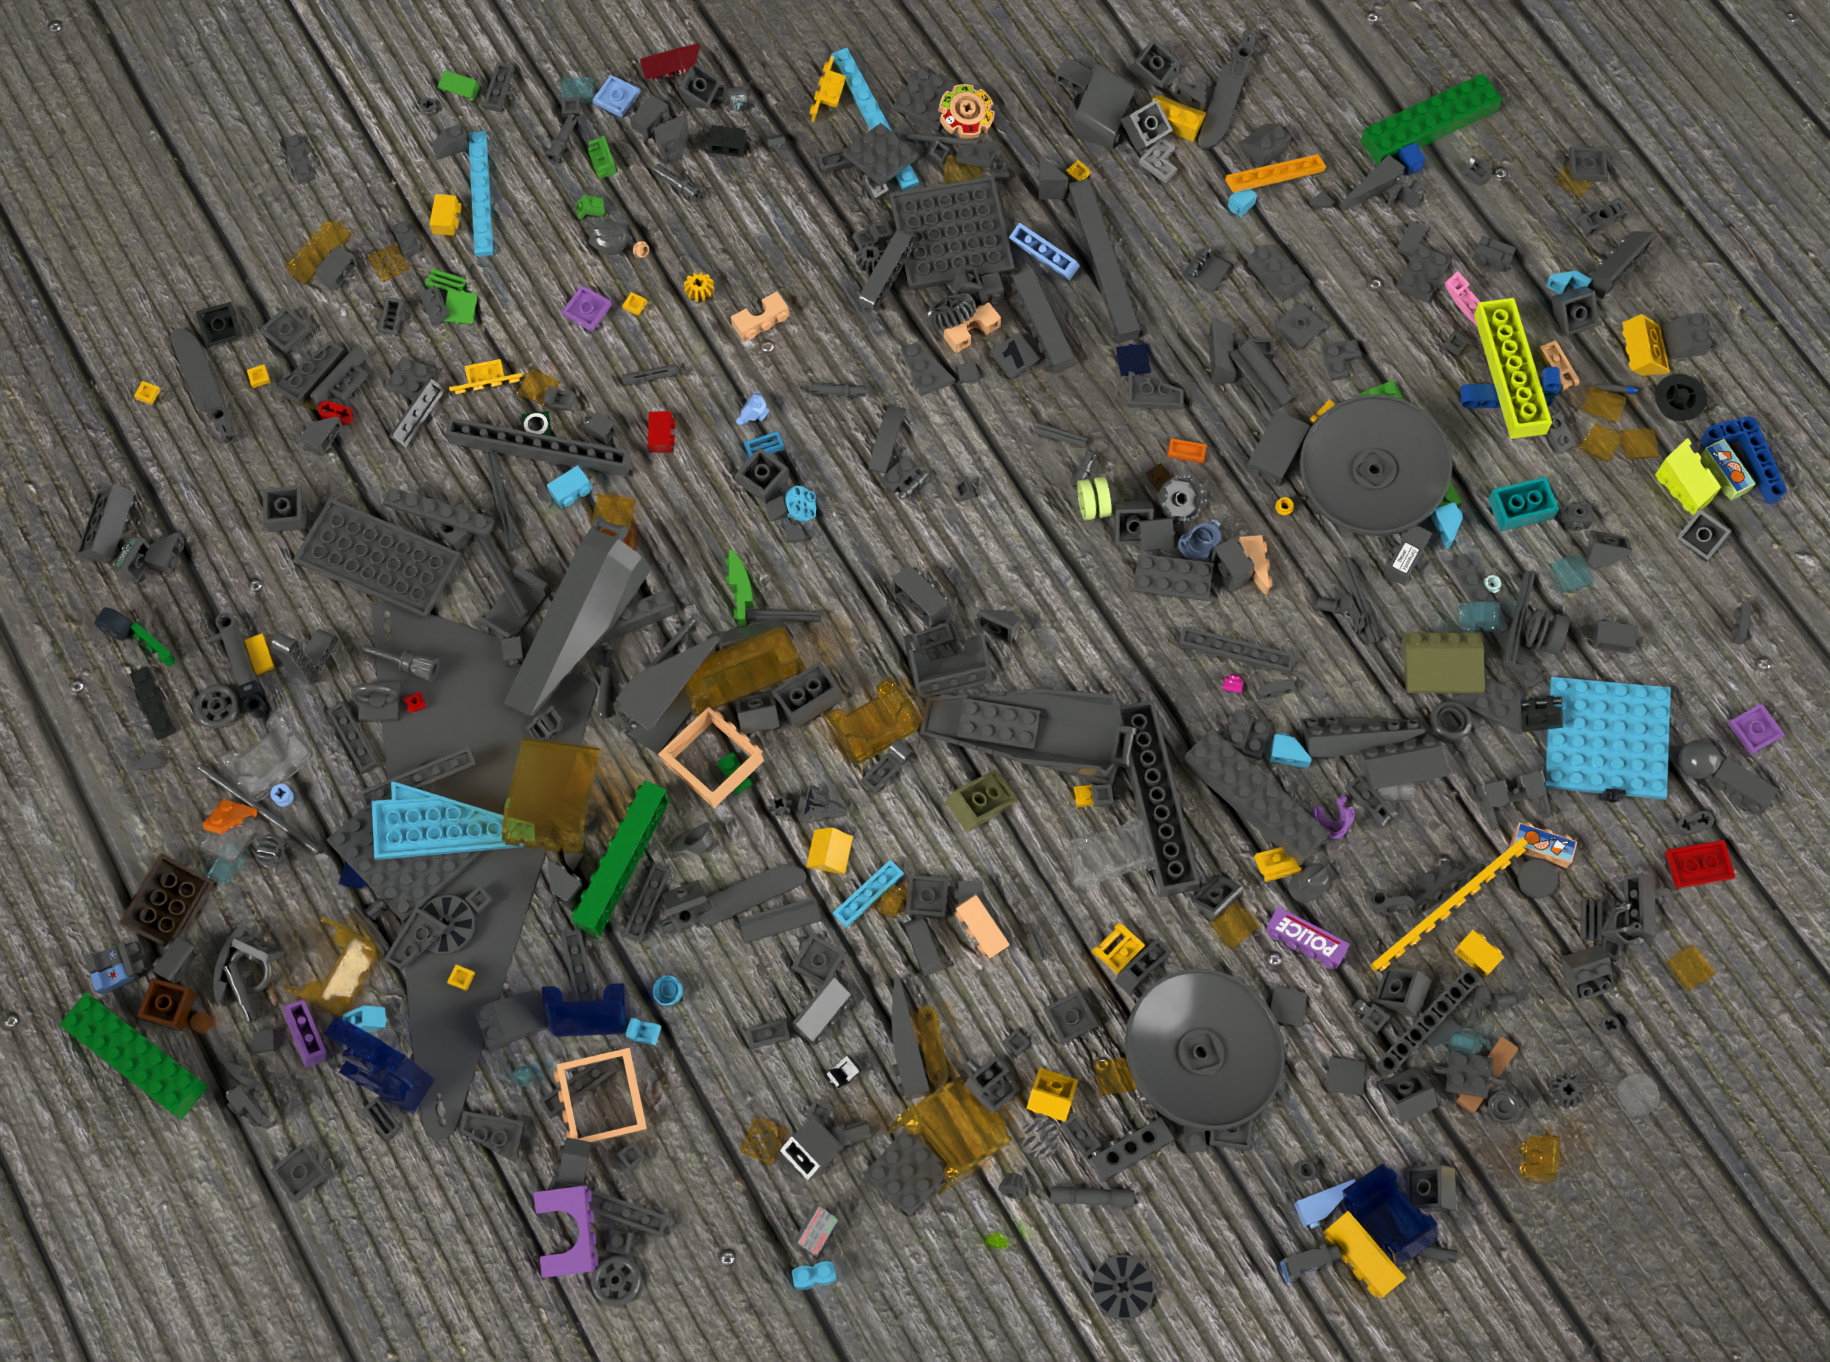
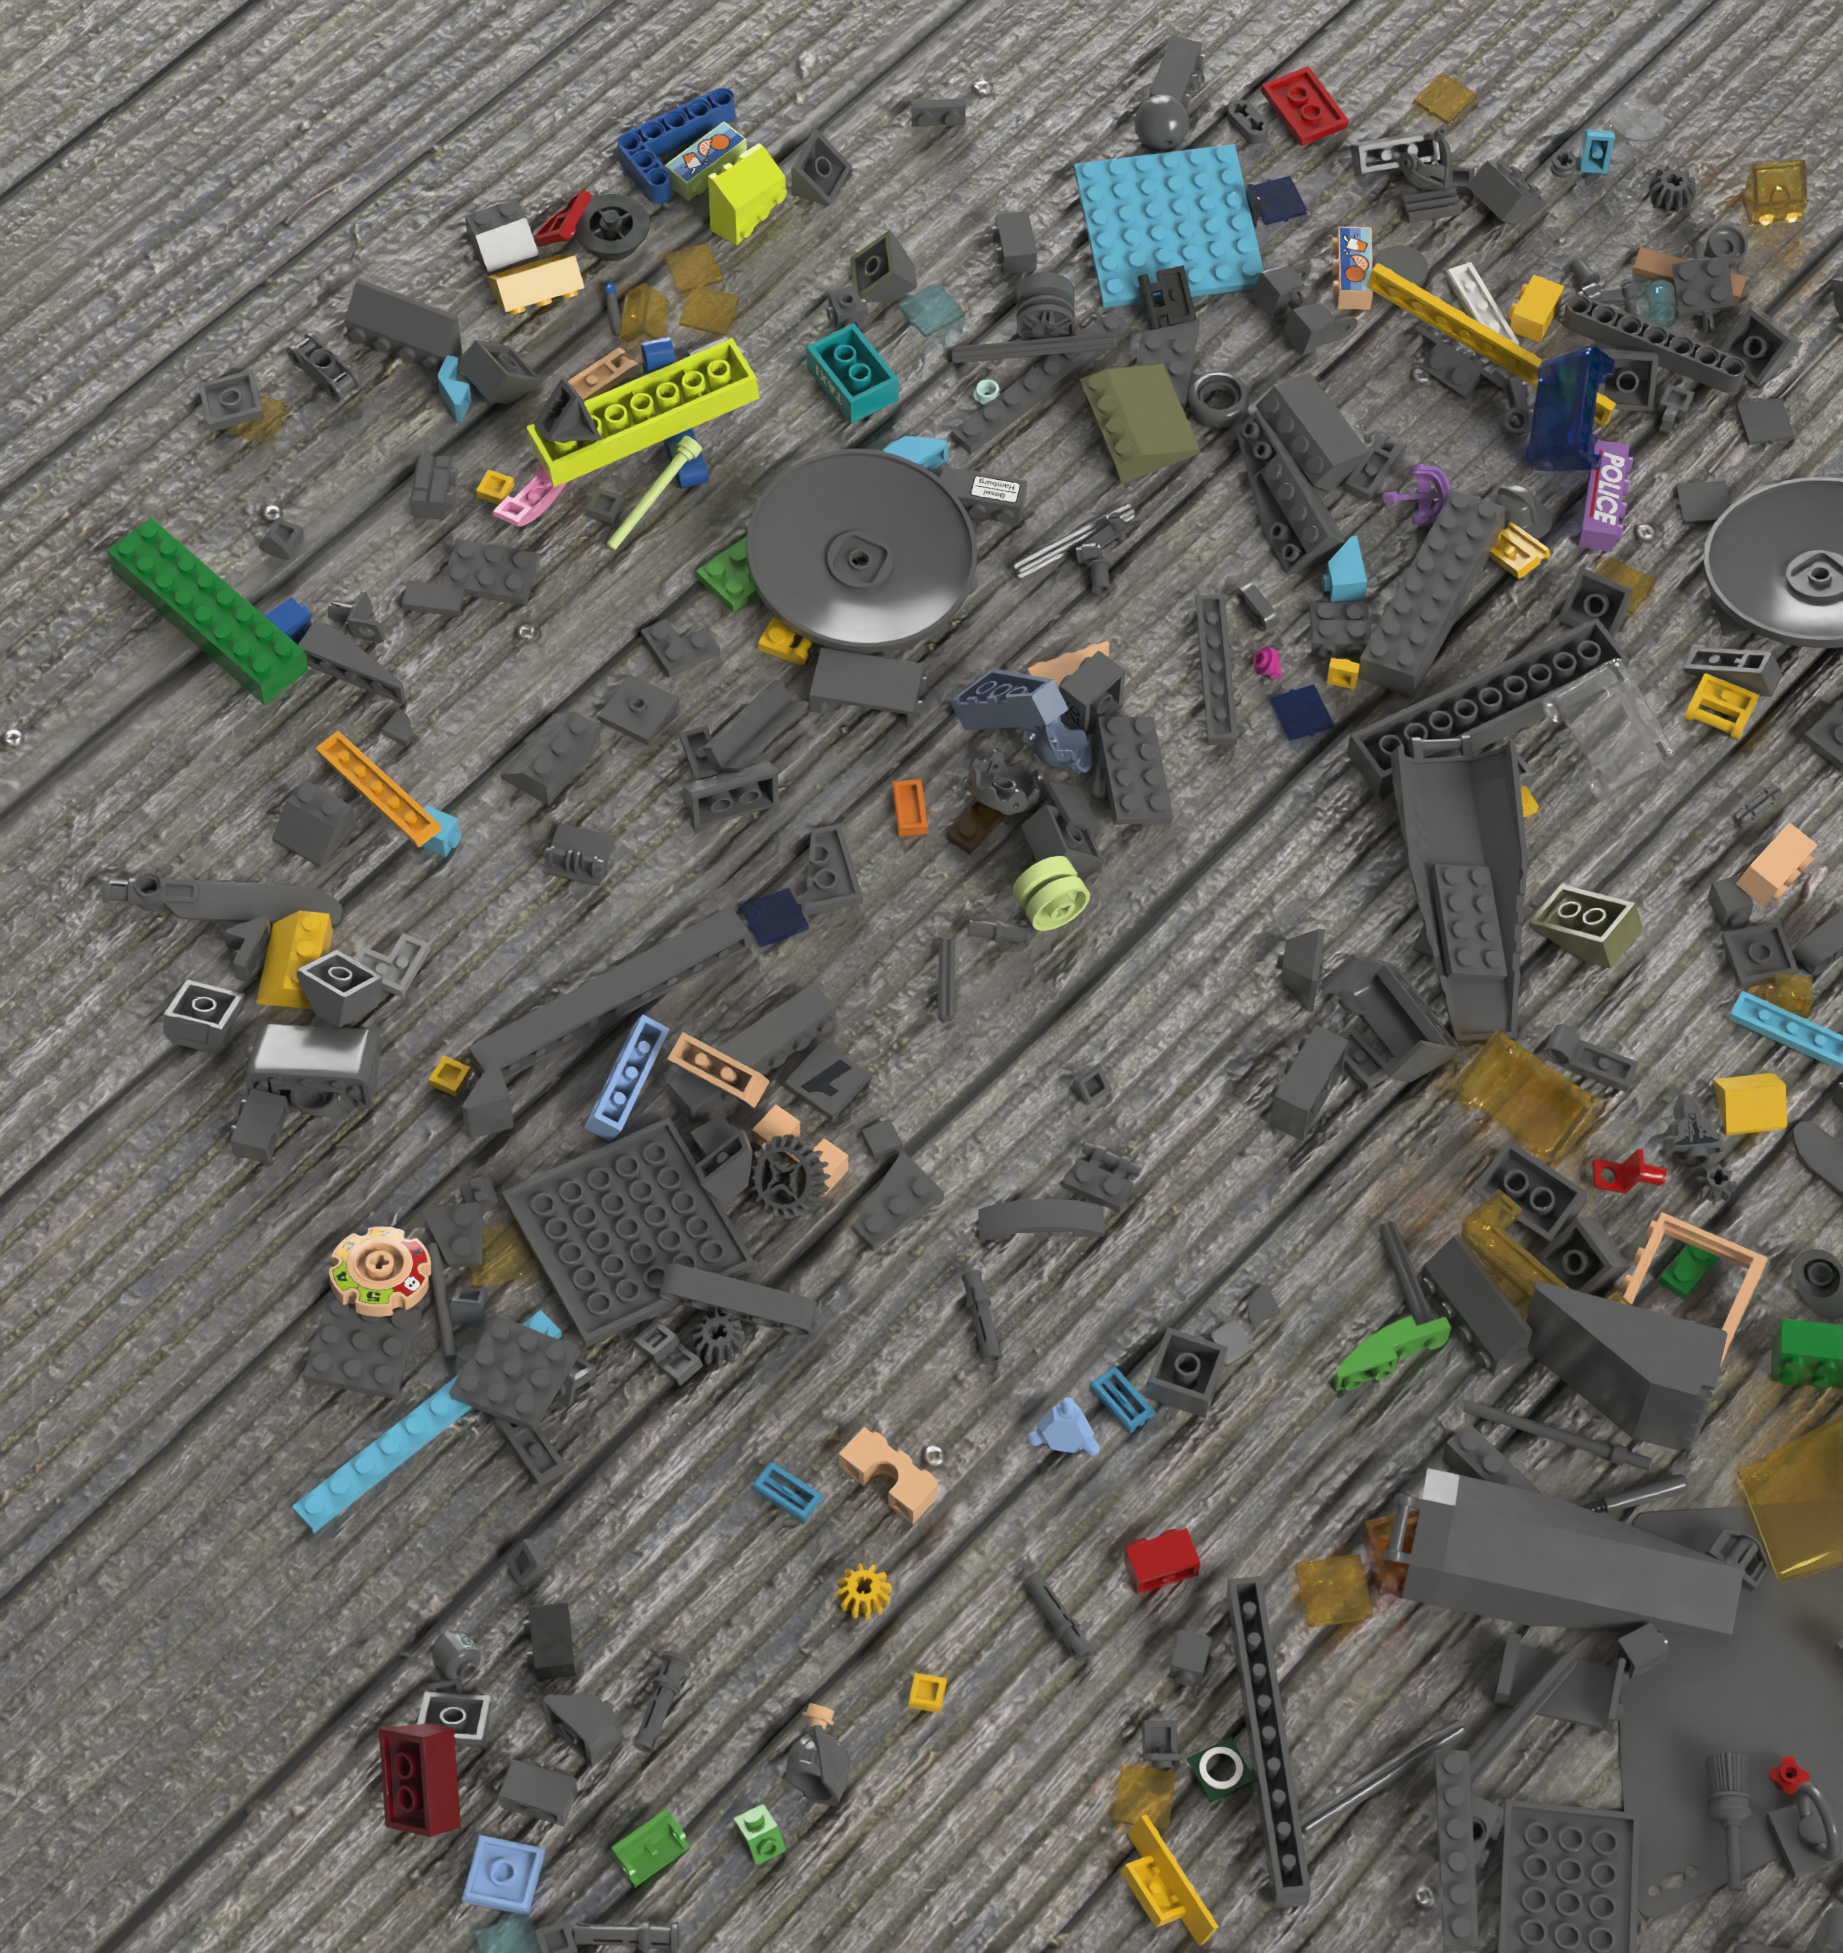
camera: 110 degrees left, 10 degrees down
(569, 487) = (1317, 1669): medium azure brick -> none
(586, 308) = (967, 1765): medium lavender plate -> none
(772, 273) = (809, 1507): none -> dark azure tile
(801, 503) = (1213, 1302): medium azure plate -> none
(803, 759) = (1628, 1173): none -> red bracket
(830, 89) = (394, 1506): yellow bracket -> none
(1025, 286) = (718, 1070): none -> light nougat brick
(1191, 692) = (1301, 712): none -> clear blue piece
(1211, 722) = (1343, 673): none -> yellow plate
(1234, 511) = (1009, 701): none -> sand blue wedge
(1287, 502) = (958, 655): yellow plate -> none
(1390, 927) = (1566, 409): none -> clear blue windscreen
(1480, 389) = (687, 450): none -> yellowish green piece
(1480, 615) = (1050, 389): clear light blue brick -> none
(1485, 288) = (495, 487): none -> yellow plate
(1490, 921) = (1477, 300): none -> white tile
(1511, 315) = (566, 416): none -> dark grey slope
(1615, 1048) = (1596, 151): none -> medium azure slope
(1619, 820) = (1279, 200): none -> clear blue piece
(1683, 364) = (562, 224): none -> red plate
(1756, 729) = (1087, 77): medium lavender plate -> none

